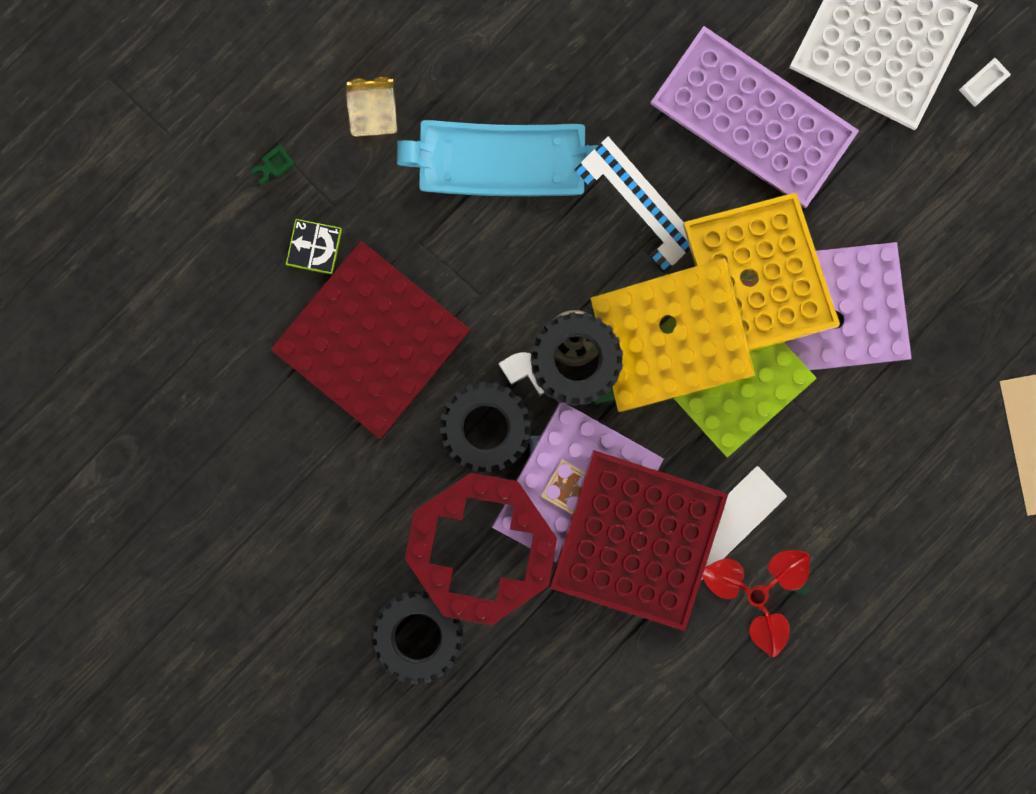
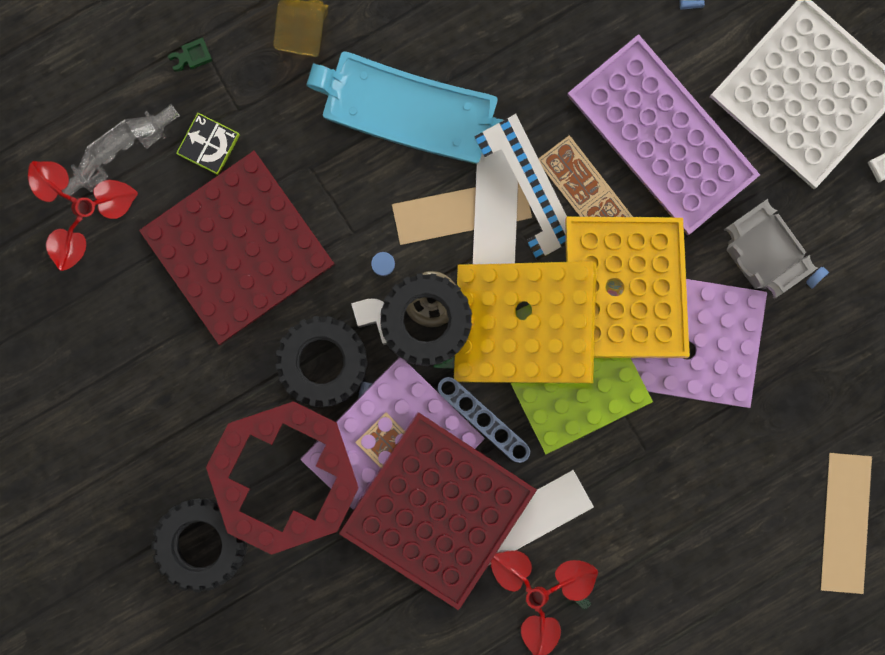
camera: 15 degrees right, 0 degrees up
(221, 270) = (118, 138): none -> clear plate
(236, 328) = (111, 196): none -> red plant
(517, 316) = (383, 264): none -> medium blue tile
(578, 245) = (443, 215): none -> tan sticker
(612, 235) = (495, 211): none -> white sticker
(669, 441) = (488, 431): none -> sand blue beam
(687, 184) = (581, 182): none -> sticker
(886, 202) = (767, 250): none -> light grey piece
(941, 214) = (817, 277): none -> medium blue tile

